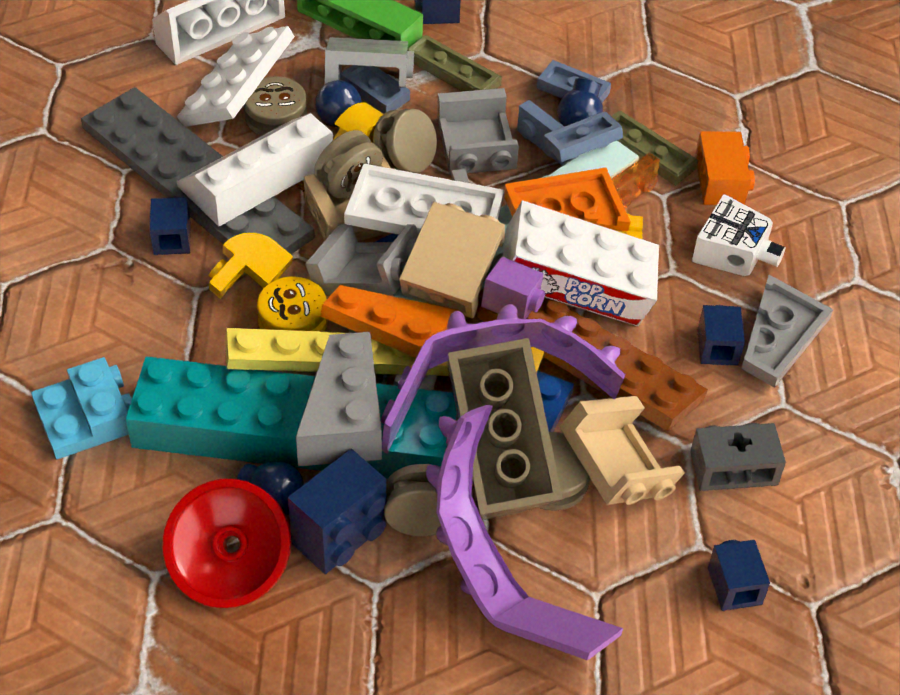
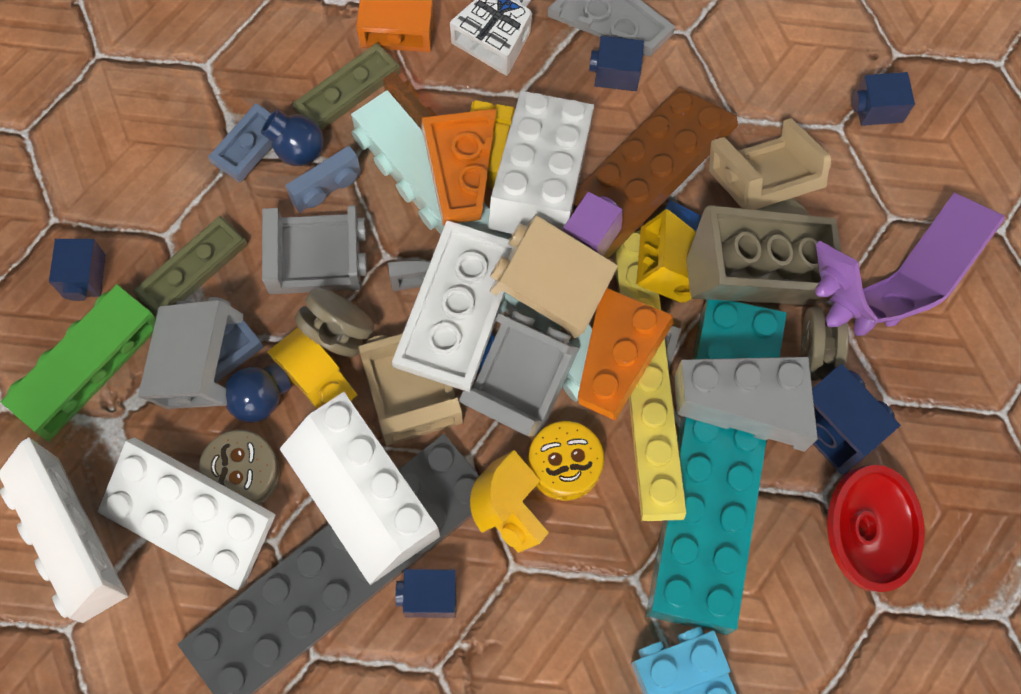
camera: 85 degrees left, 20 degrees up
(275, 478) = (796, 487): dark blue piece -> none
(343, 160) = (380, 381): dark tan head -> none
(549, 337) = (703, 300): medium lavender piece -> none
(583, 136) = (363, 135): sand blue plate -> none
(737, 456) = (760, 76): dark grey brick -> none

